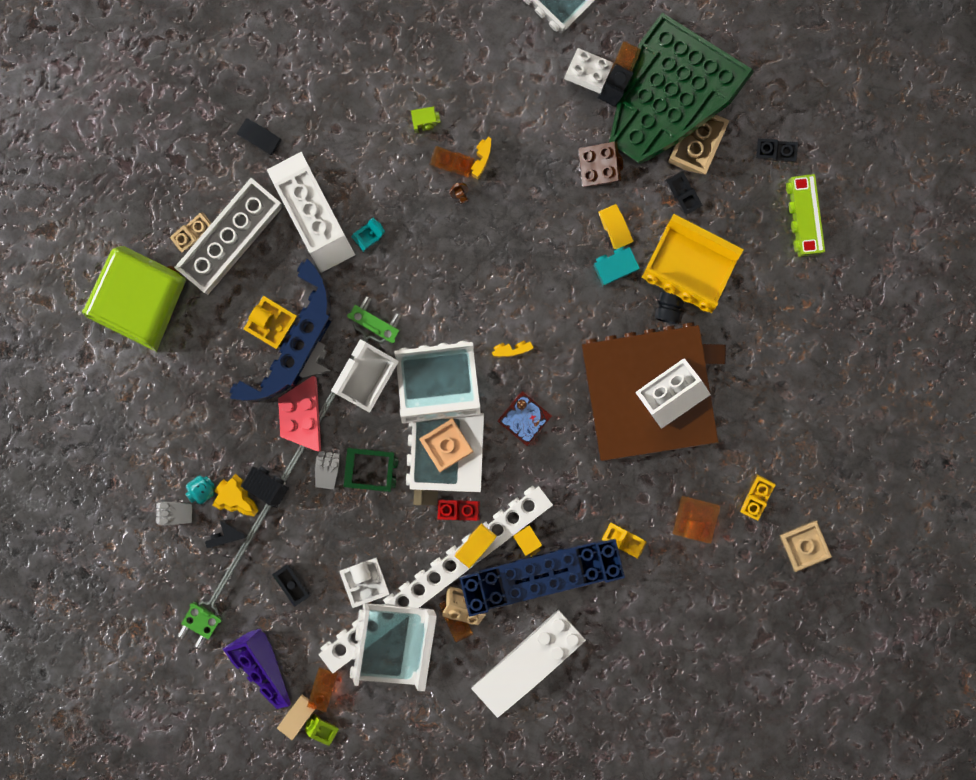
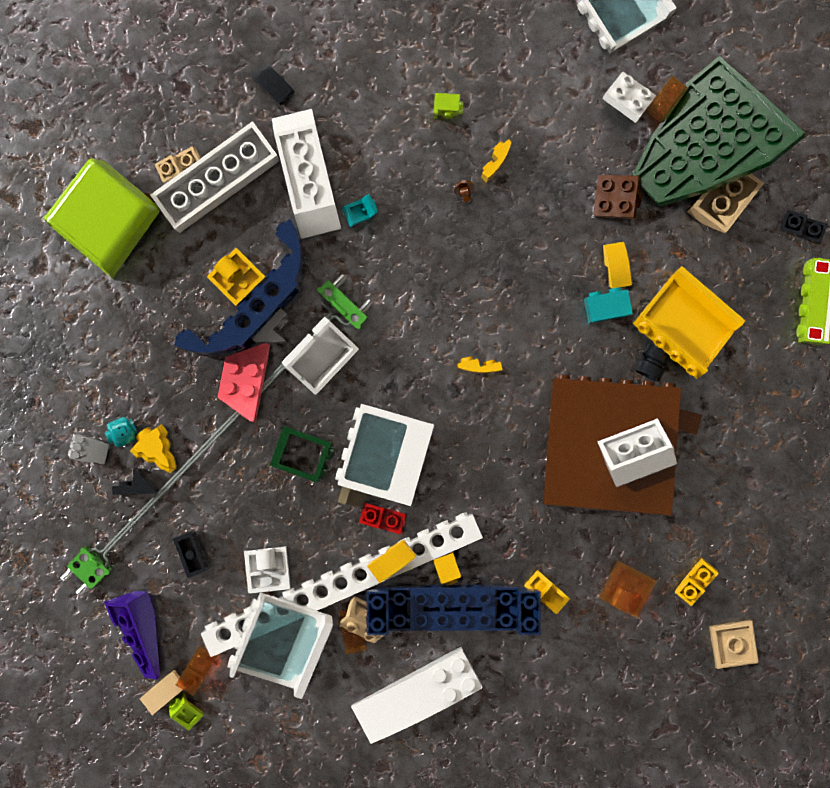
camera: 15 degrees right, 0 degrees up
(264, 486) = (188, 445): black brick -> none
(327, 469) = (257, 443): light grey hand -> none
(437, 382) = (393, 381): clear light blue panel -> none
(446, 445) = (386, 448): light nougat tile -> none
(451, 161) = (464, 157): clear orange slope -> none
(524, 418) = (474, 440): tile -> none
(615, 85) = (653, 118): black slope -> none
(683, 193) = (695, 247): black slope -> none

